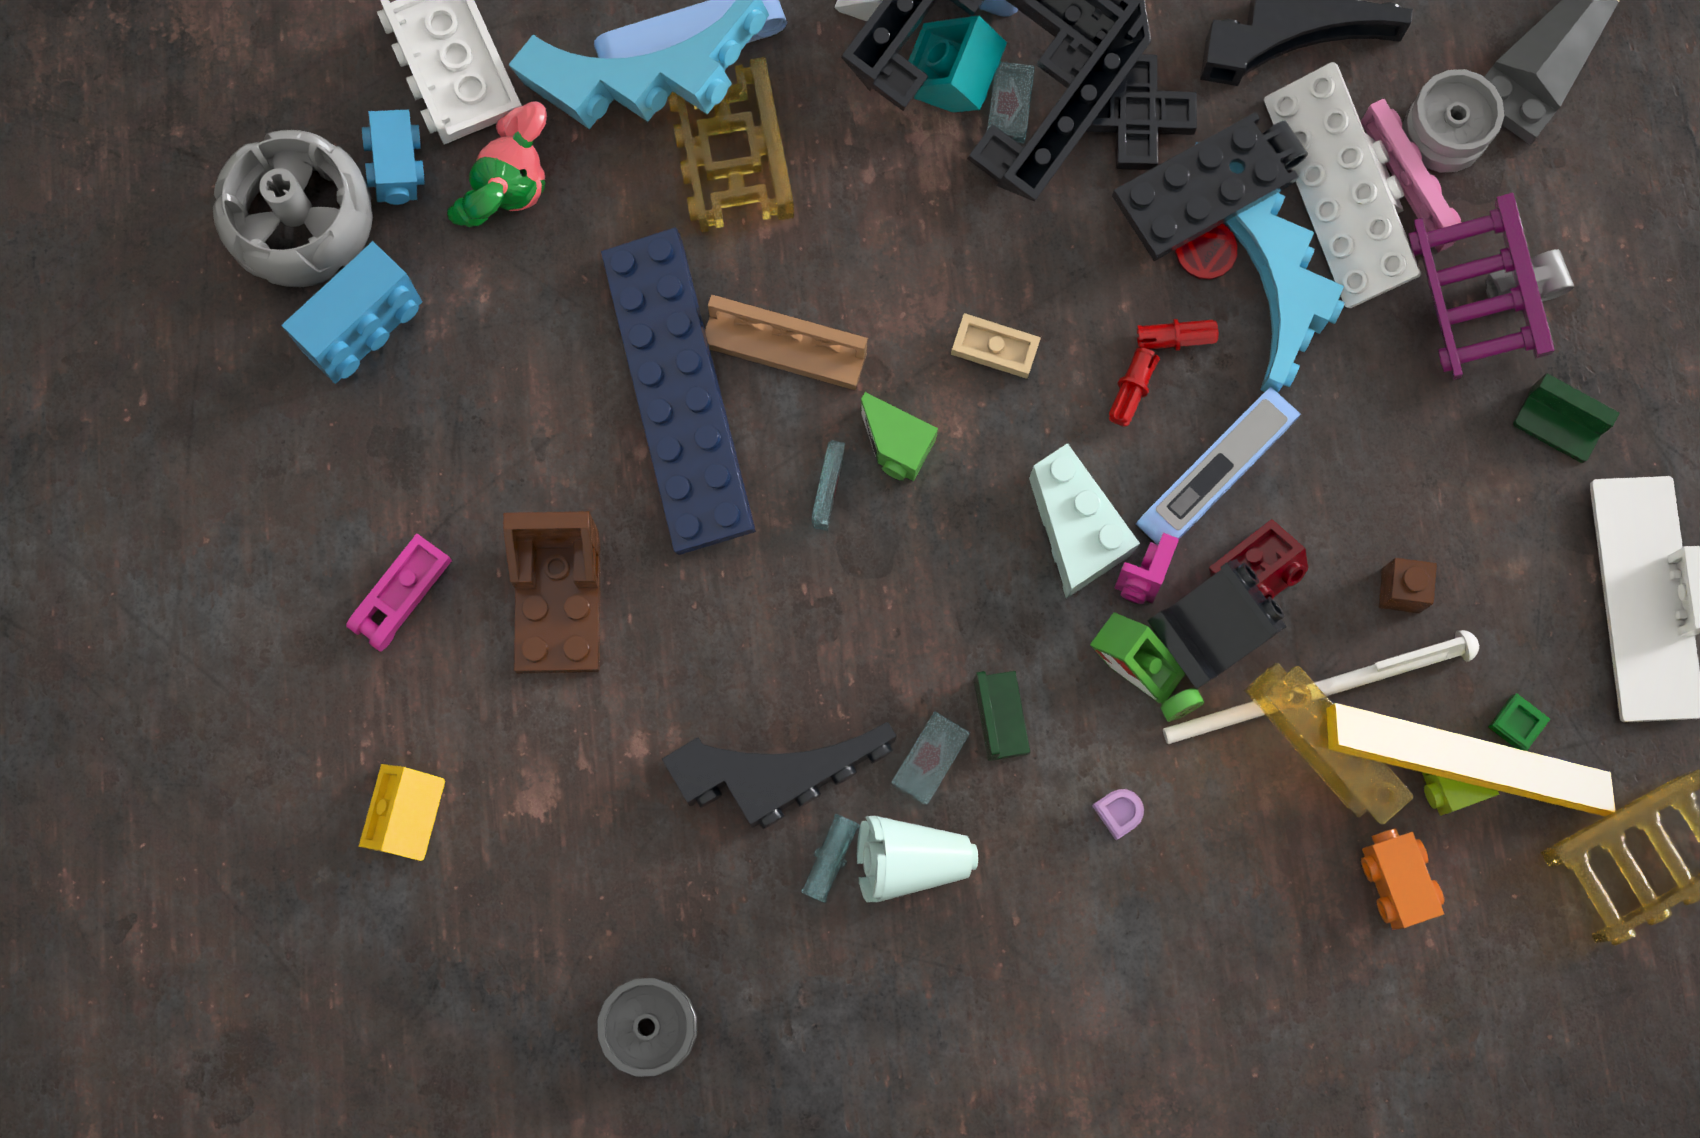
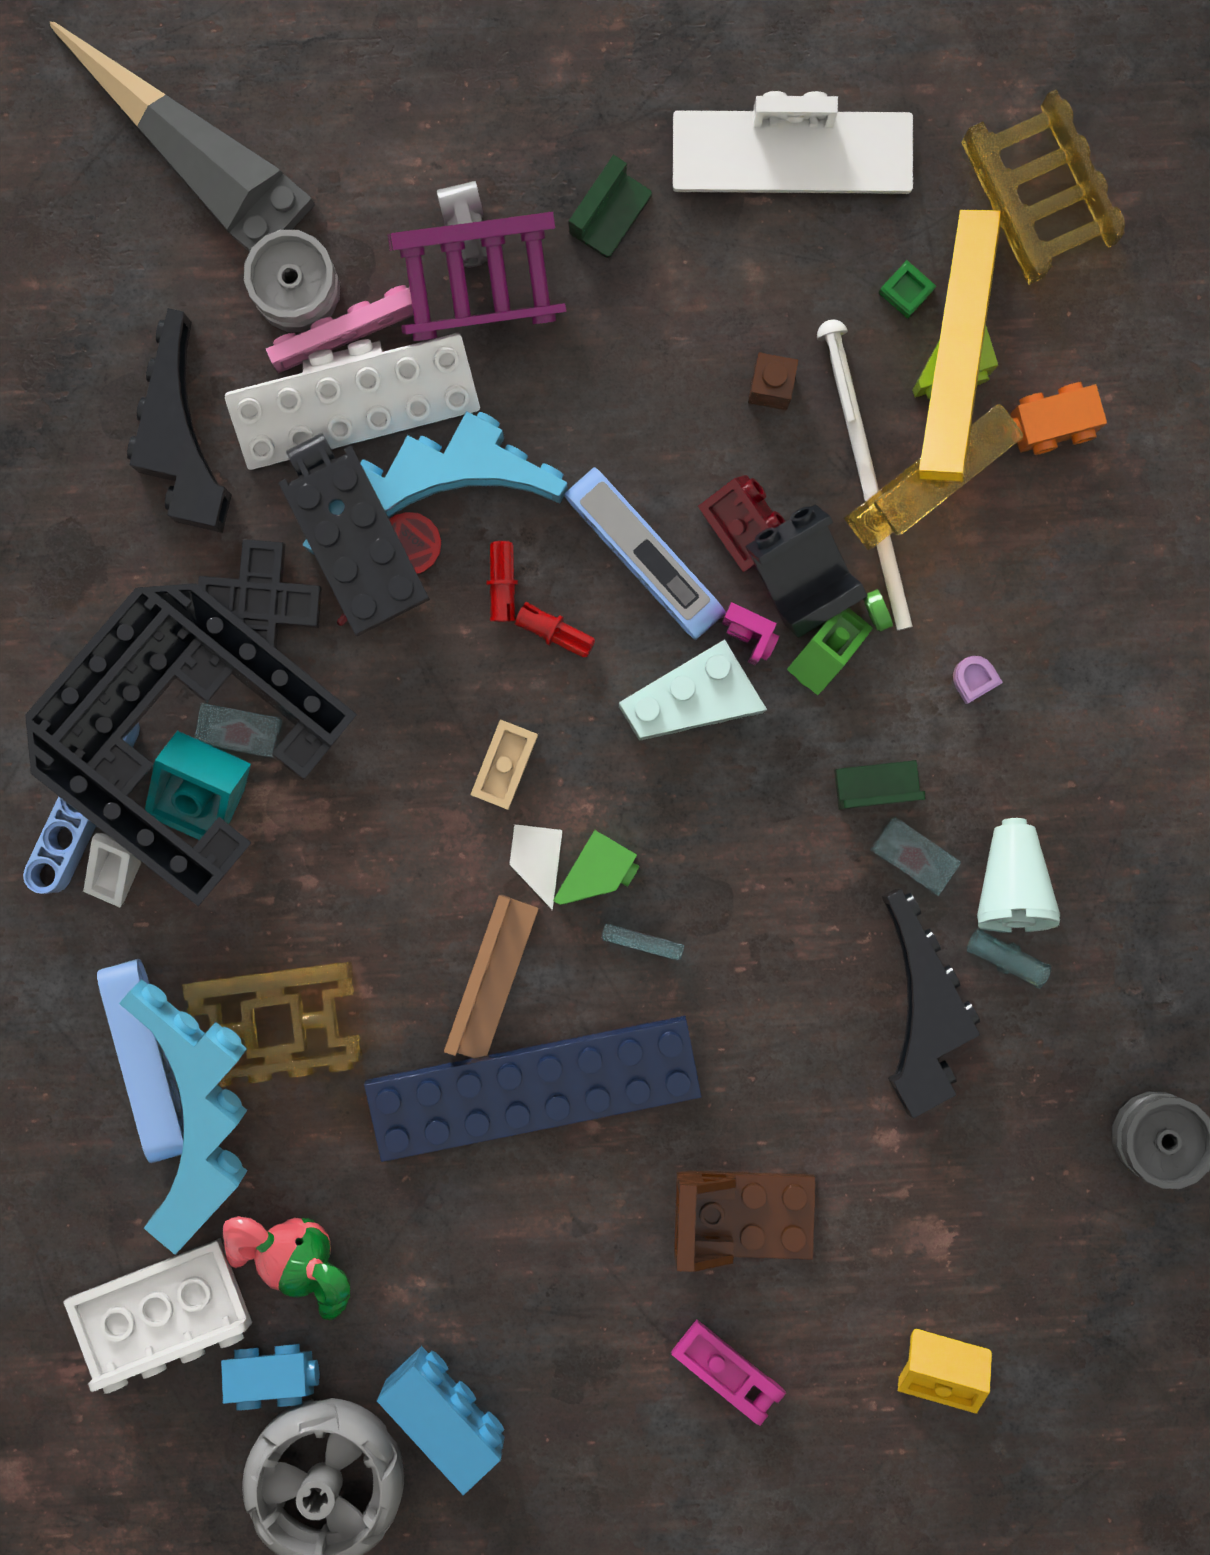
camera: 85 degrees left, 10 degrees up
(906, 384) = (536, 858): none -> white sticker

